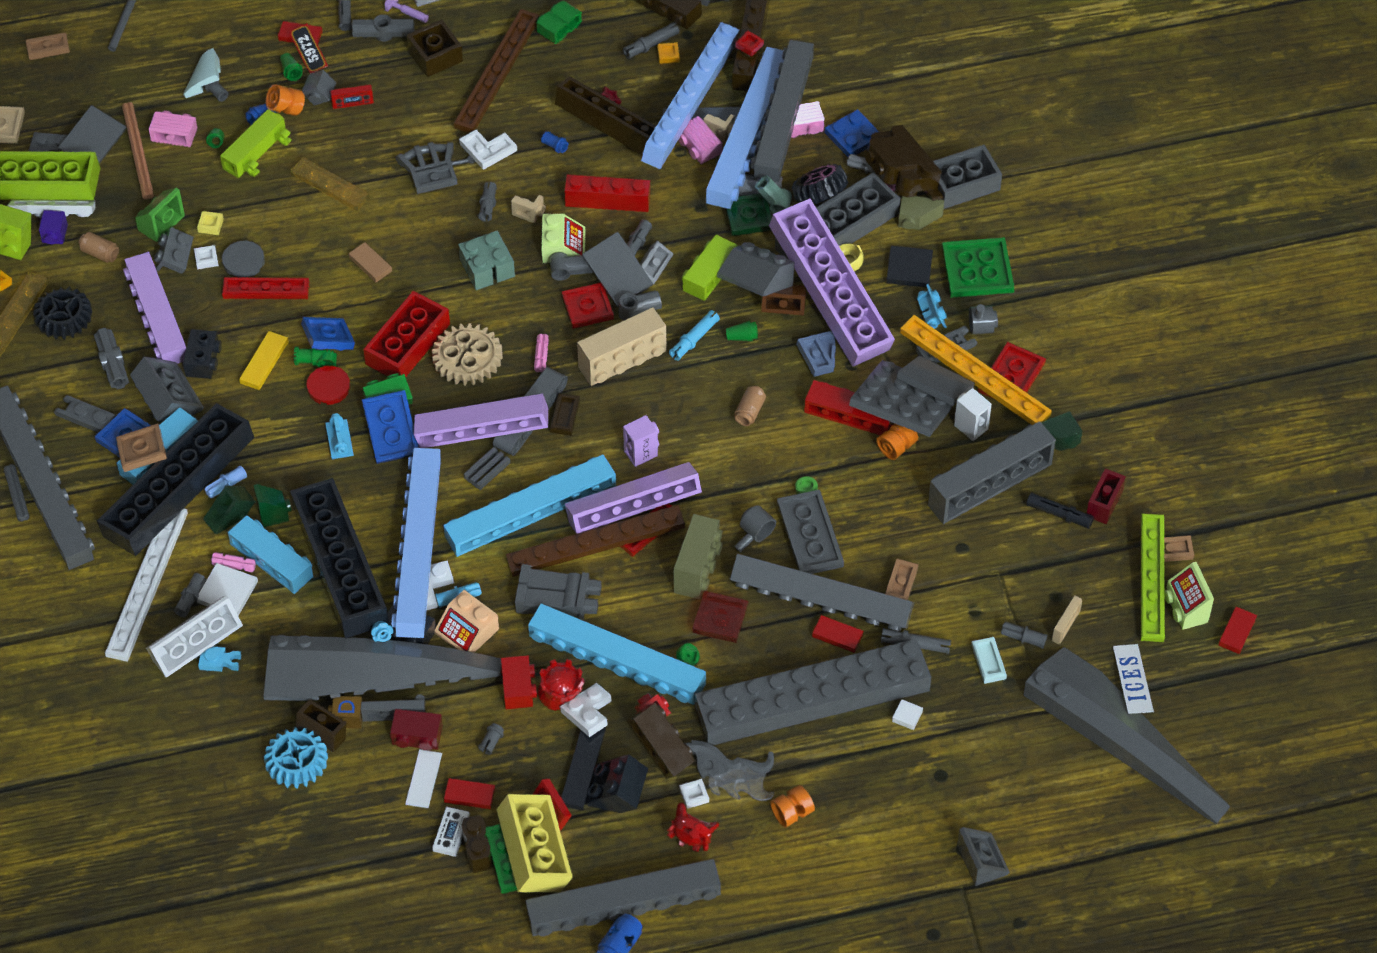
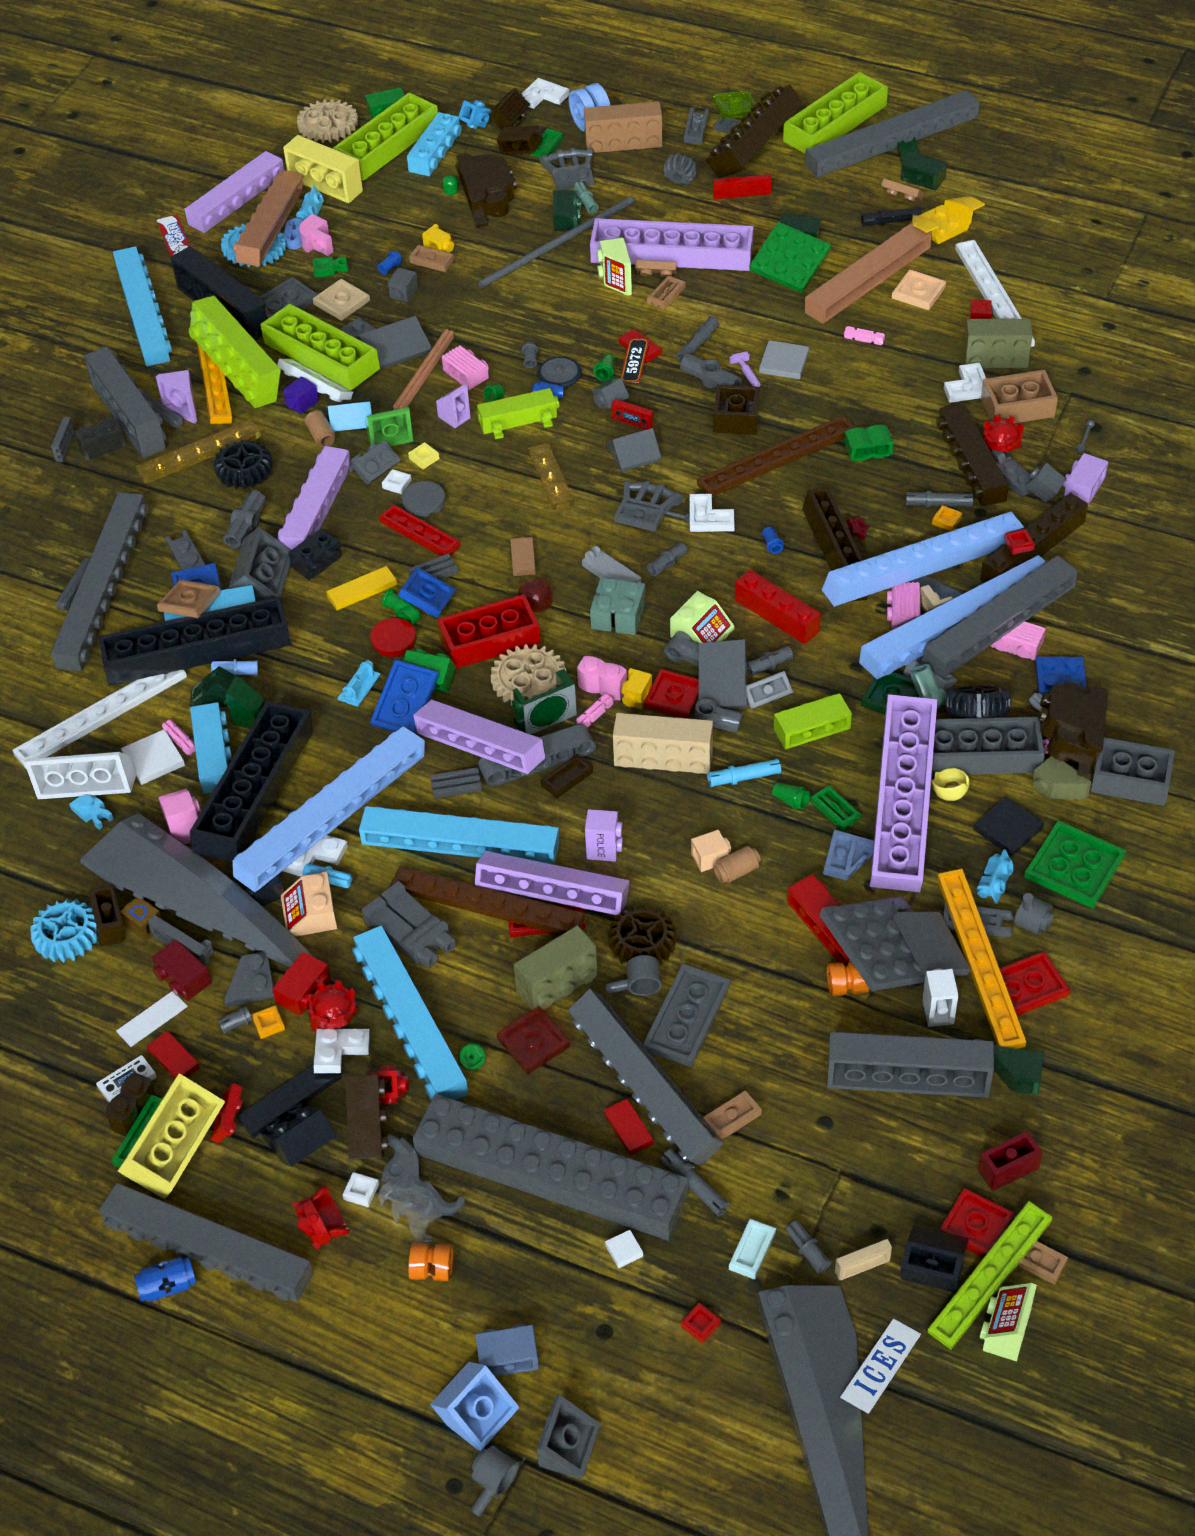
camera: 40 degrees right, 5 degrees down
(13, 66) = (393, 259): none -> blue pin
(39, 26) = (437, 239): none -> yellow brick
(47, 83) = (403, 285): none -> dark grey brick
(113, 221) = (349, 416): none -> medium azure panel
(190, 595) = (119, 741): dark grey pin -> none
(198, 166) = (454, 406): none -> lavender slope
(204, 73) = (539, 334): light aqua slope -> none
(252, 90) = (559, 371): none -> dark grey wheel
(285, 99) = (571, 388): orange wheel -> none
(302, 616) = (180, 813): none -> bright pink brick
(303, 308) = (435, 565): none -> dark grey tile
(377, 124) = (634, 450): none -> dark grey slope
(378, 628) = (223, 859): medium azure plate -> none
(408, 283) = (537, 593): none -> clear red hair
(448, 234) = (607, 567): none -> light grey hinge
(474, 704) = (250, 981): none -> dark grey wing
(499, 384) = (545, 708): none -> dark green panel
(515, 725) = (268, 1022): none -> light orange tile
(526, 209) = (694, 582): tan bracket -> none
(526, 323) = (601, 677): none -> bright pink brick
(558, 316) = (636, 688): none -> yellow brick
(722, 406) = (709, 849): none -> light nougat brick
(729, 488) = (645, 929): none -> dark brown gear
(757, 269) = (846, 744): dark grey slope -> none
(779, 326) = (832, 810): none -> green tile
(786, 301) = (853, 785): reddish brown brick -> none
(805, 484) = (725, 968): bright green tile -> none
(894, 828) = (508, 1350): none -> sand blue brick
(904, 874) = (475, 1405): none -> light blue slope
(956, 907) = (495, 1473): none -> dark grey piece
(998, 728) = (700, 1323): none -> red tile
(1054, 508) = (959, 1155): black pin -> none
(1111, 589) = (934, 1258): none -> black slope
(1114, 552) = (977, 1220): none -> red tile
(1237, 630) = (1040, 1390): red tile -> none

